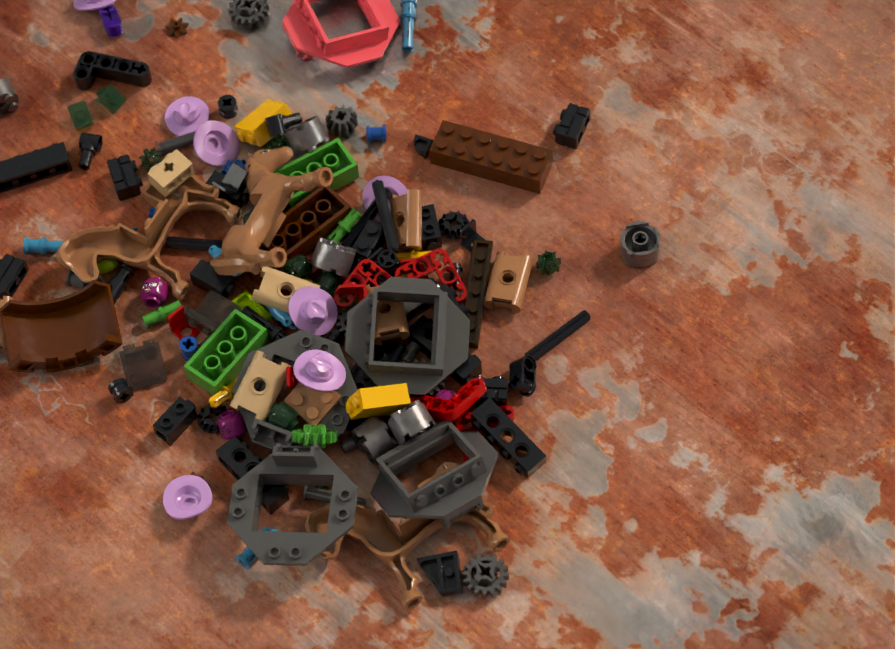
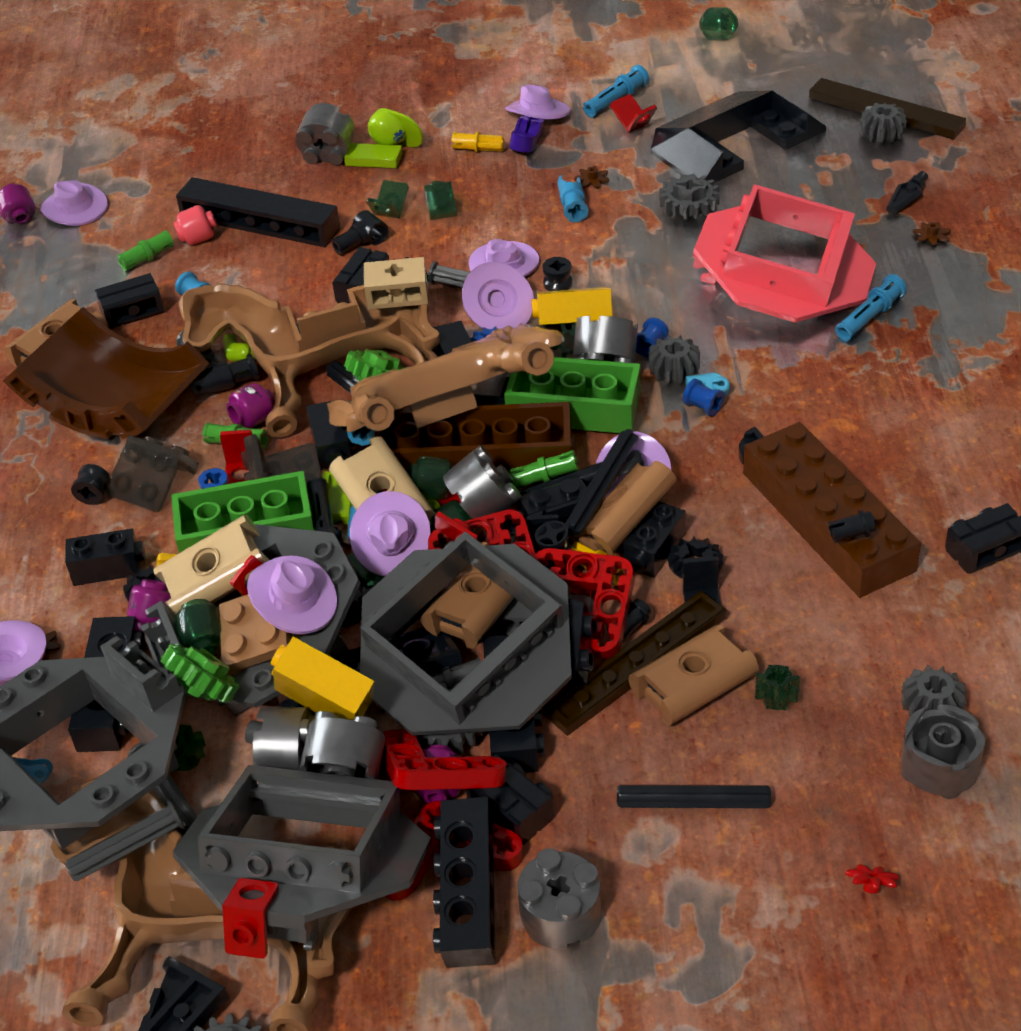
camera: 40 degrees right, 15 degrees down
(29, 68) = (394, 128): none -> lime cap
(33, 90) = (373, 155): none -> lime tile
(86, 43) = (477, 142): none -> yellow axle
(110, 68) = (472, 171): black beam -> none
(183, 50) = (572, 199): none -> dark azure piece
(200, 227) = (370, 363): none -> bright green gear
(232, 180) = (470, 332): black bracket -> none
(280, 123) = (576, 302): black pin -> none
(316, 111) = (652, 330): none -> blue bush
(355, 533) = (123, 842): none -> dark grey axle
(372, 121) = (712, 381): none -> medium azure arm
(457, 514) = (246, 918): none -> red bracket
(521, 163) = (852, 526): none -> black pin
(522, 374) = (576, 814): black piece -> none
(549, 417) = (559, 898): none -> flat silver brick
(613, 221) = (931, 689): none -> dark grey gear
(657, 319) = (872, 879): none -> red plant

